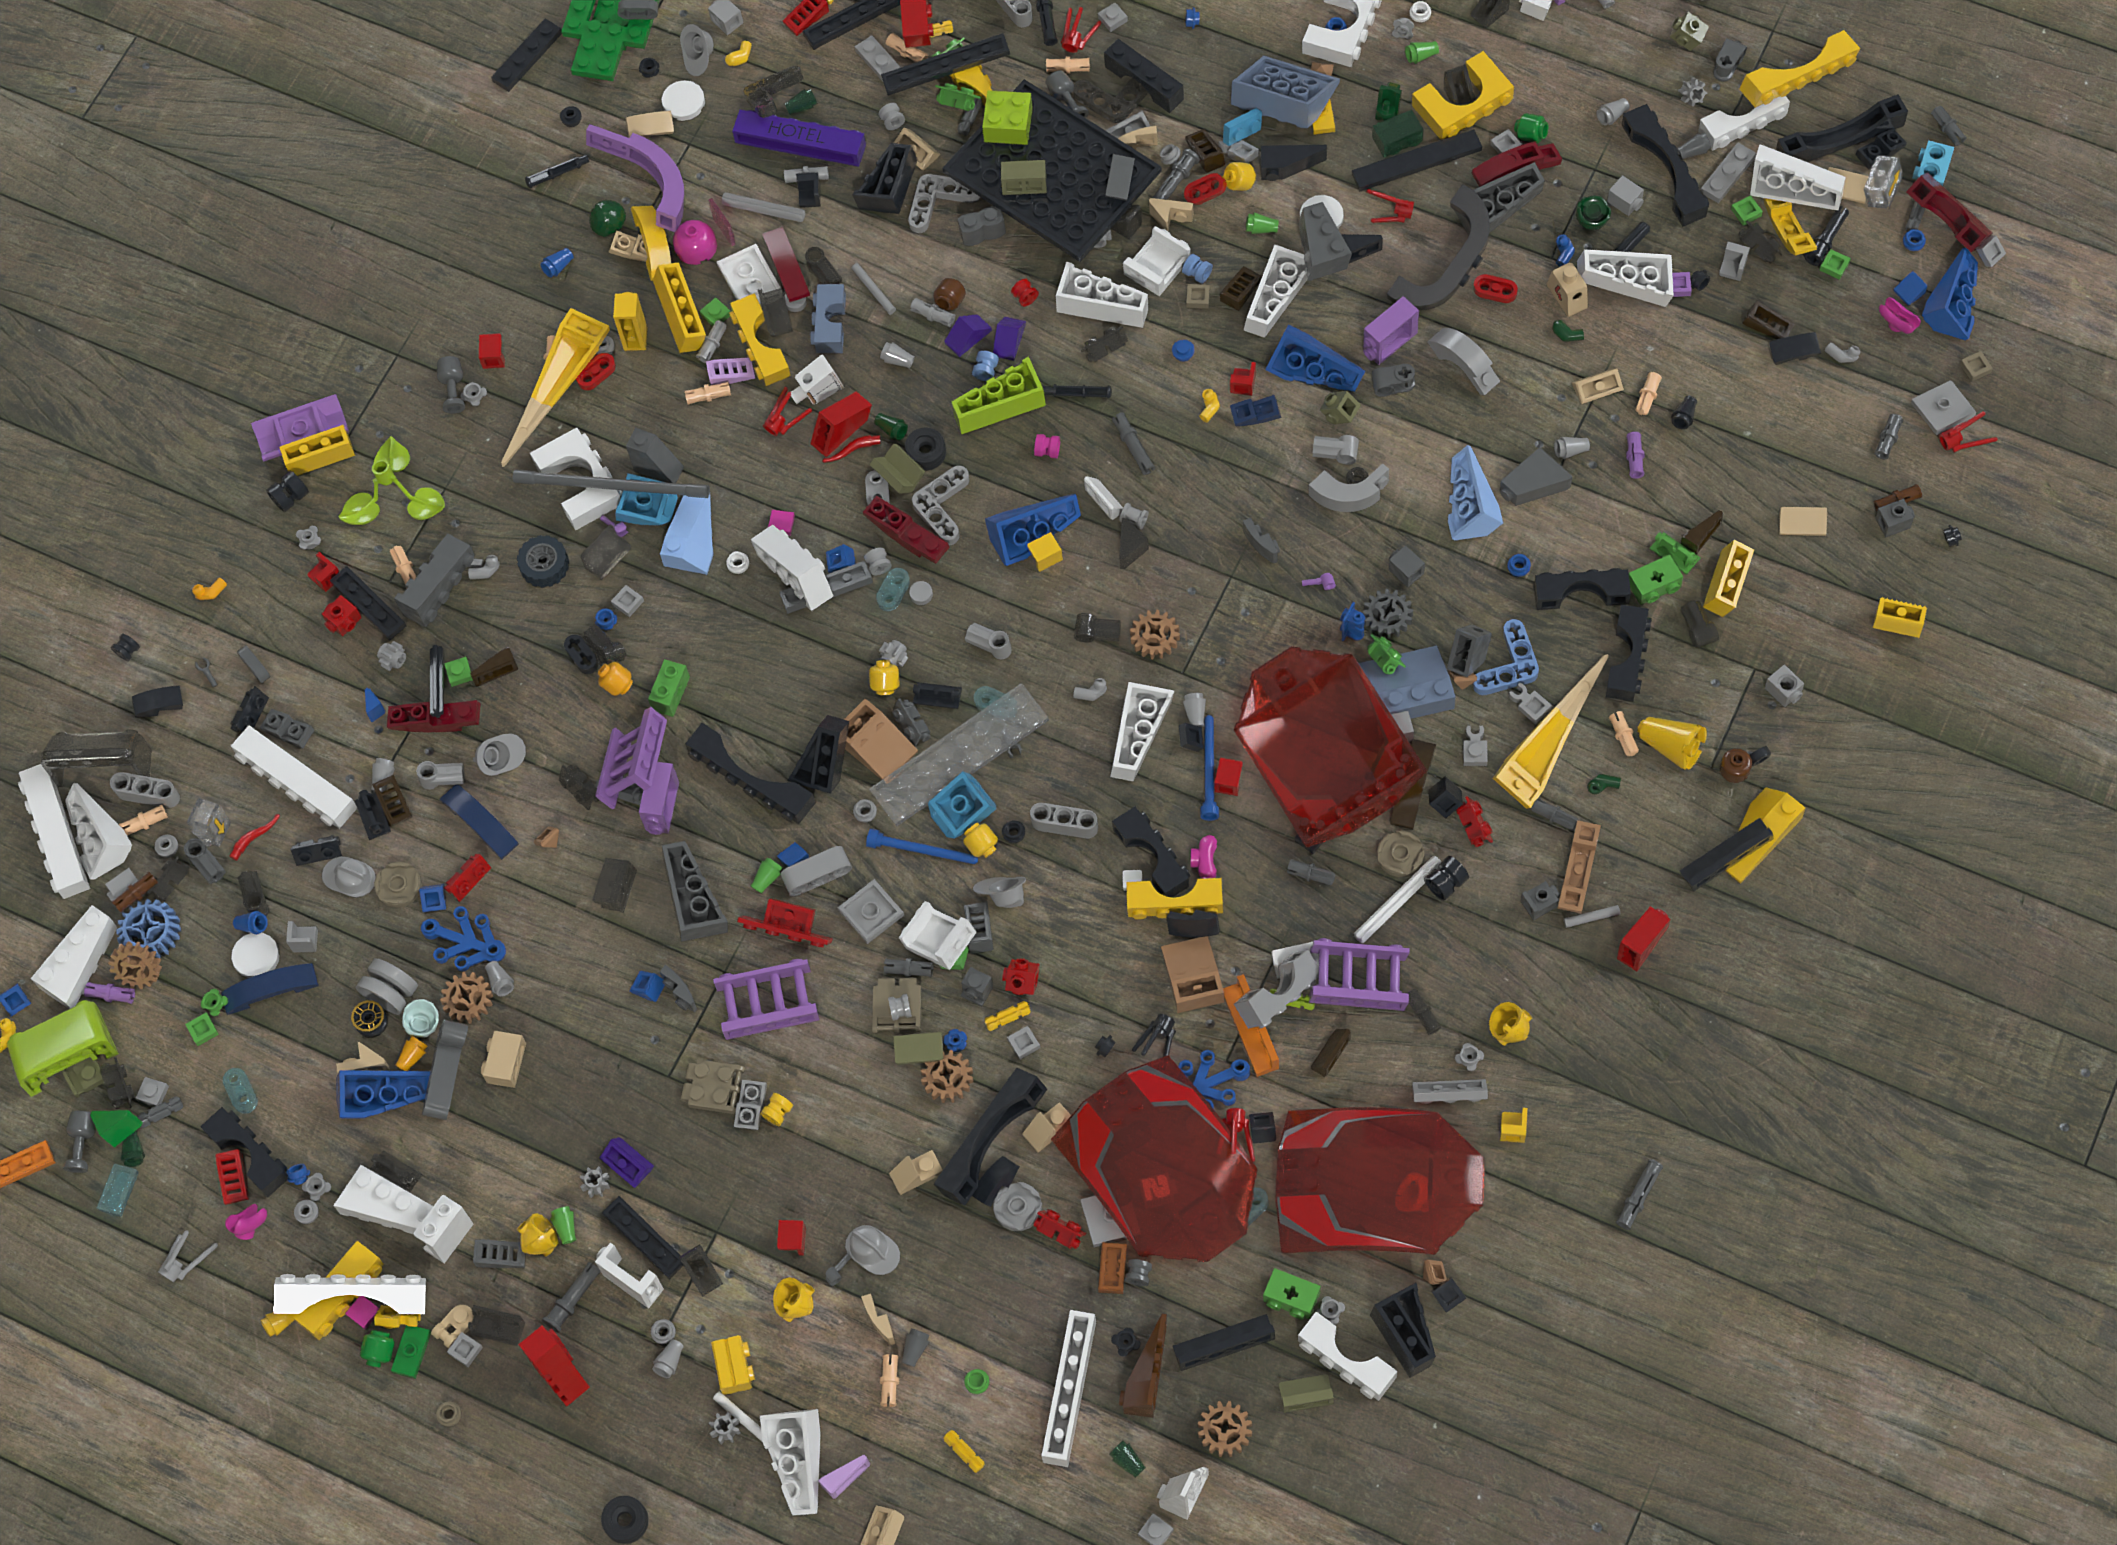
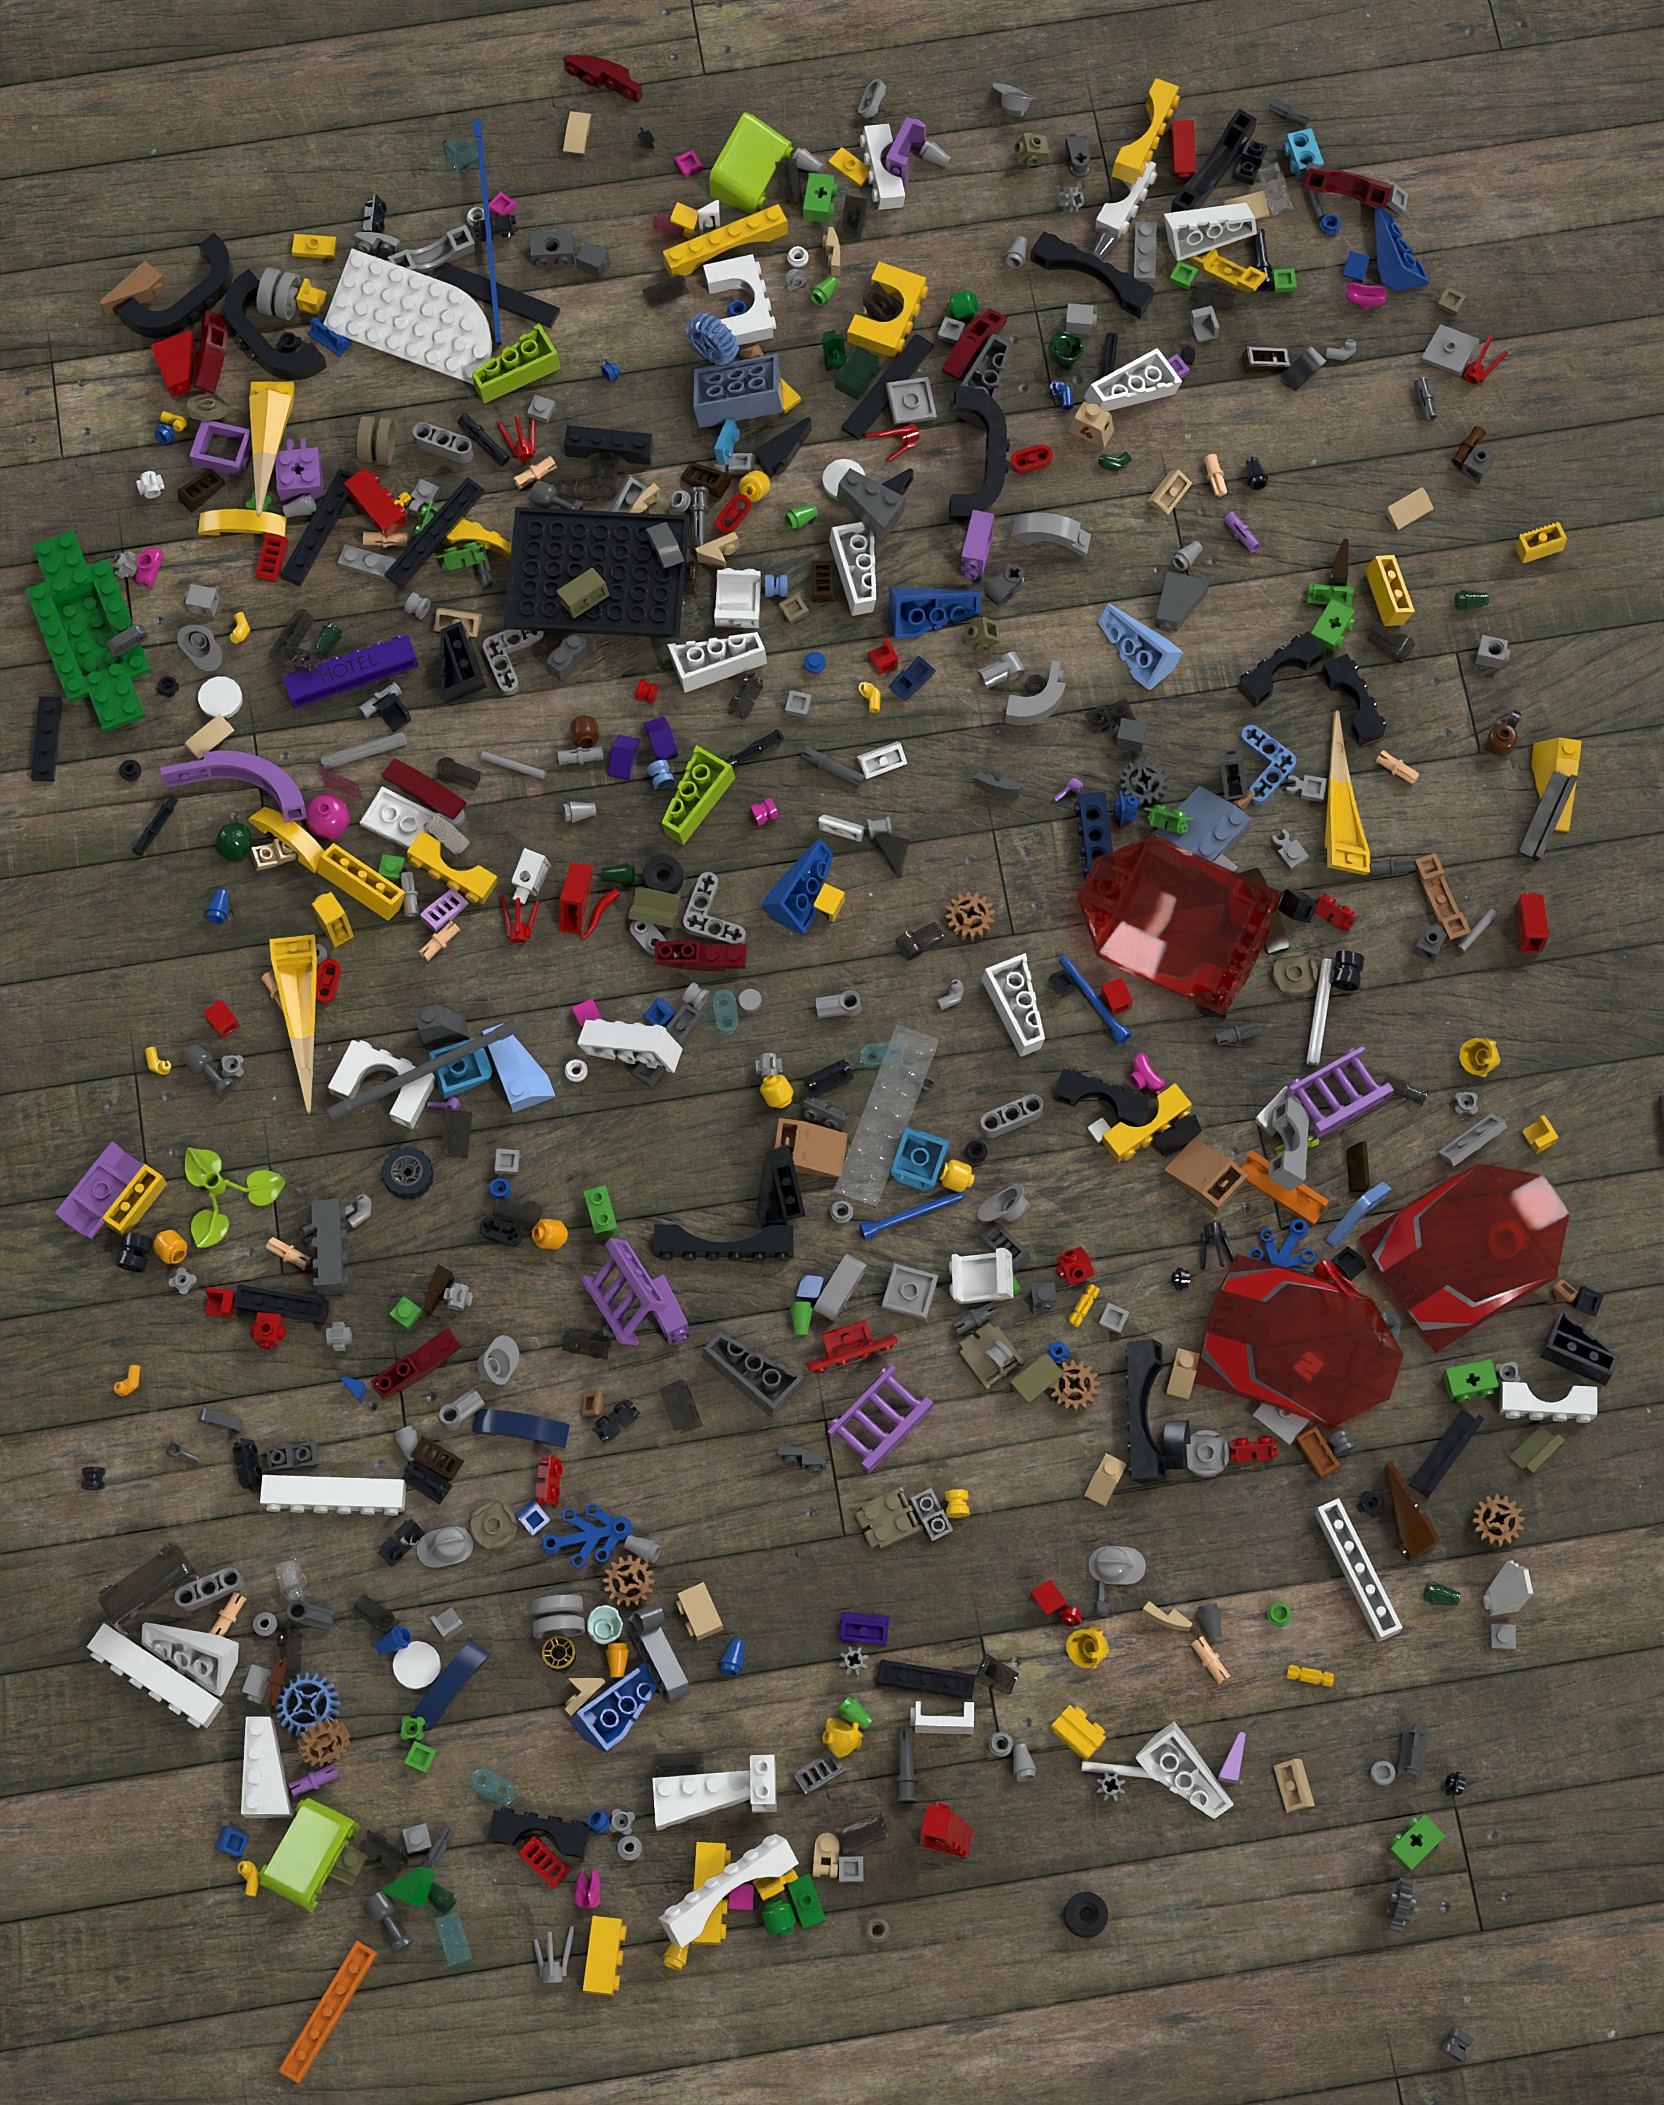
camera: 40 degrees left, 5 degrees up
(155, 700) = (158, 1506): black slope -> none
(219, 1283) = (604, 1956): none -> yellow brick
(245, 840) = (331, 1574): red animal -> none
(318, 504) = (170, 1247): none -> light orange head
(416, 356) = (155, 1064): none -> yellow arm
(436, 681) = (397, 1333): black axle -> none
(502, 1114) = (732, 1659): none -> blue cone
(506, 683) = (458, 1296): none -> light grey gear
(545, 863) = (622, 1414): none -> black hinge
(647, 986) = (771, 1472): blue slope -> none
(799, 1264) = (1070, 1616): none -> red plate
(829, 301) = (506, 829): sand blue arch -> none
(965, 29) = (422, 495): none -> light grey plate
(1007, 117) = (531, 549): lime brick -> none
(1142, 375) = (798, 704): none -> light grey plate
(1179, 463) = (882, 760): none -> white slope
(1195, 708) = (1048, 958): light grey cone -> none
(1290, 35) = (712, 339): none -> medium blue gear
(1297, 1081) = (1362, 1206): none -> medium blue beam
(1325, 603) = (1095, 805): none -> dark blue brick
(1395, 538) = (1108, 717): none -> clear smoke slope
(1426, 182) = (911, 401): none -> light grey plate
(1454, 21) = (832, 247): none -> tan slope
(1519, 559) = (1216, 673): blue plate -> none
(1603, 781) = (1407, 817): dark green arm -> none
(1674, 739) = (1439, 748): yellow cone -> none
(1799, 631) = (1470, 600): none -> clear green cone
(1825, 102) = (1182, 148): none -> red slope
(1952, 536) = (1531, 452): black plate -> none

